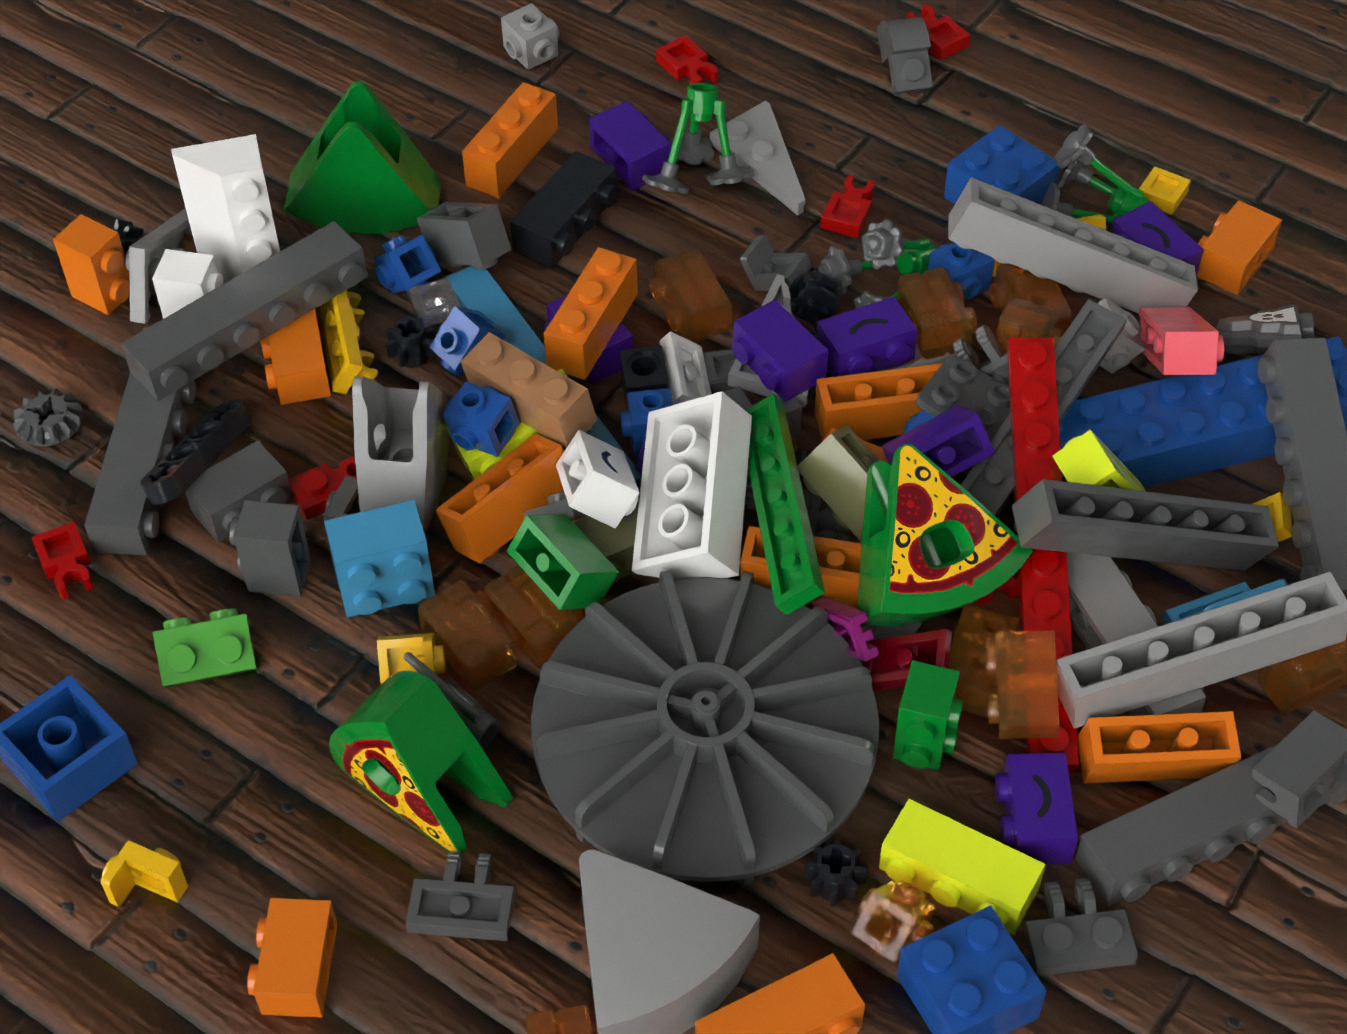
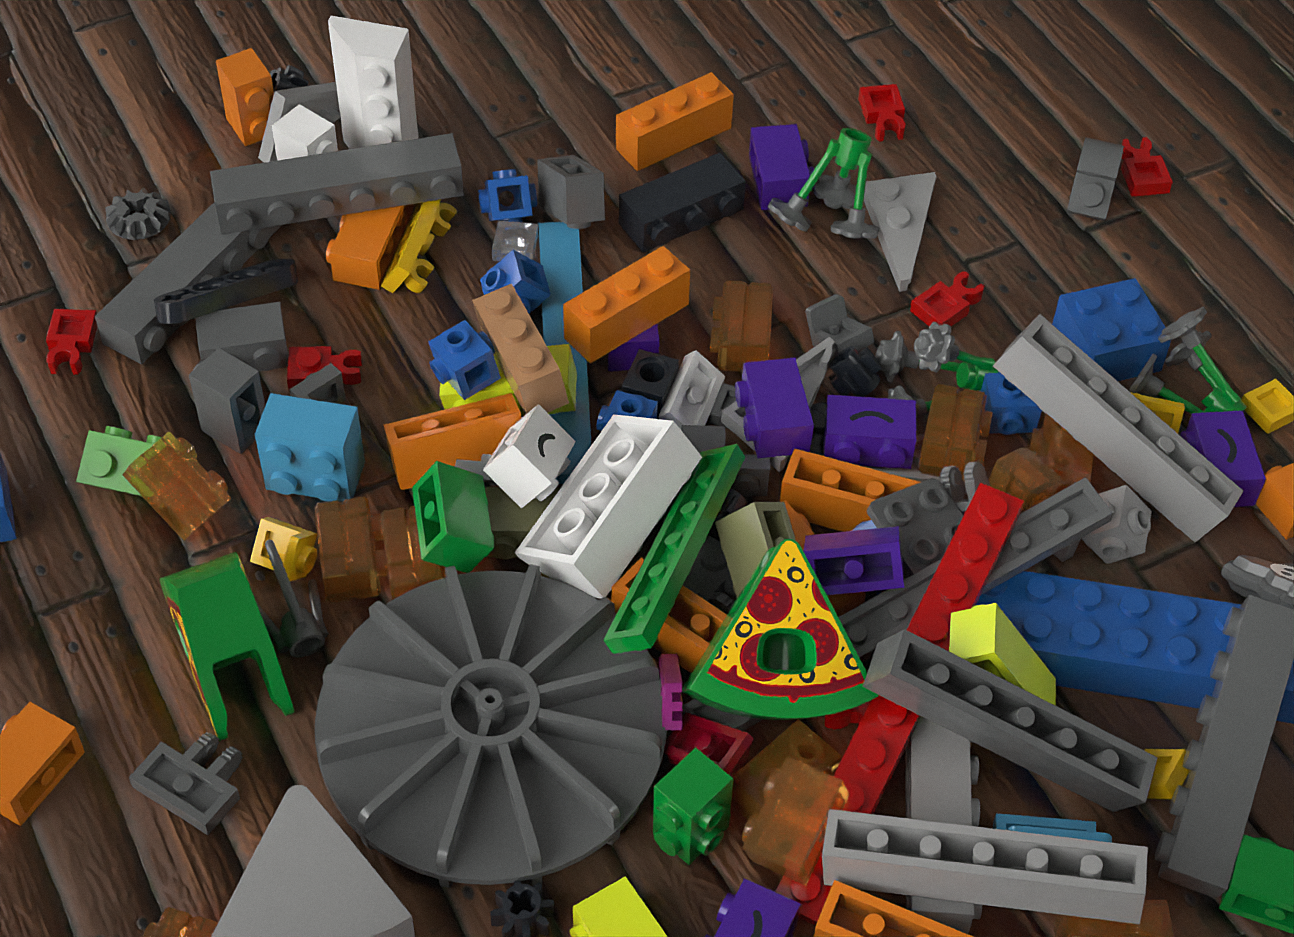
camera: 25 degrees right, 0 degrees up
(275, 645) = (177, 484): none -> clear orange brick
(362, 171) = (501, 110): green piece -> none
(408, 446) = (394, 374): light grey piece -> none
(410, 342) = (468, 268): black gear -> none
(530, 36) = (751, 34): light grey brick -> none
(1180, 341) = (1175, 557): coral brick -> none

